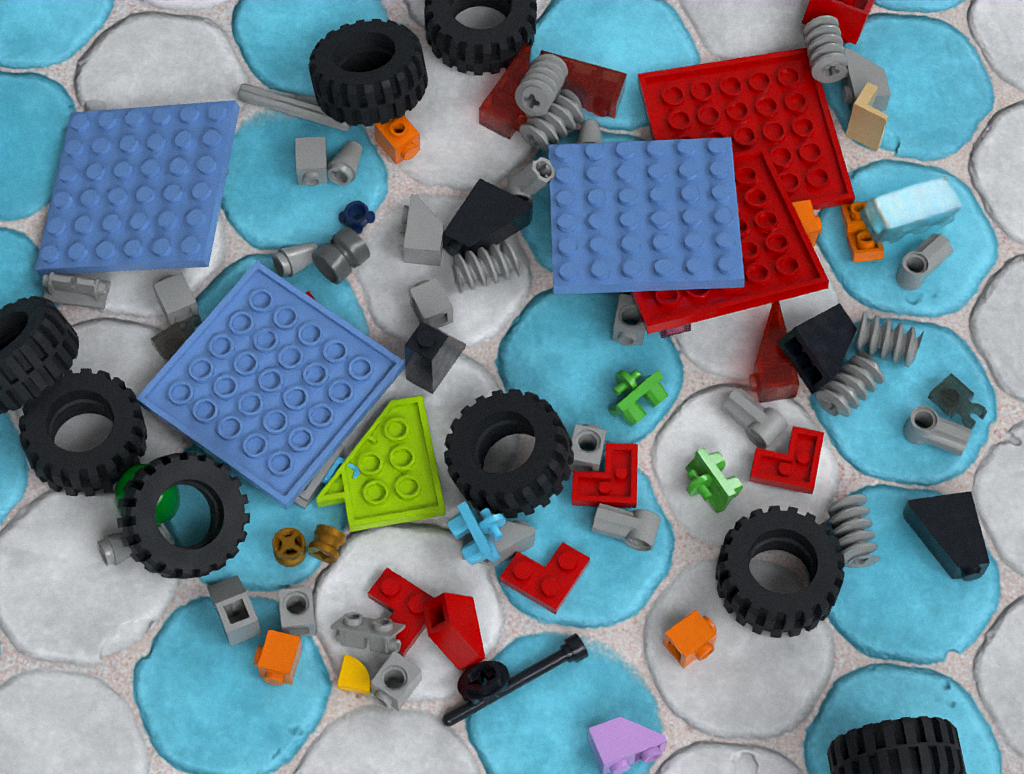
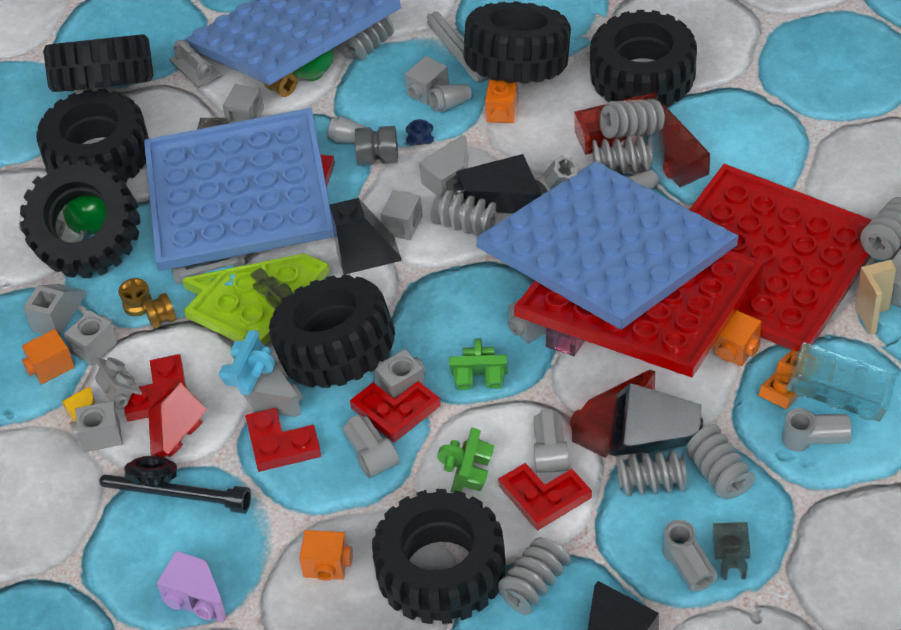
camera: 50 degrees right, 15 degrees down
(420, 455) = (270, 288): none -> clear smoke plate

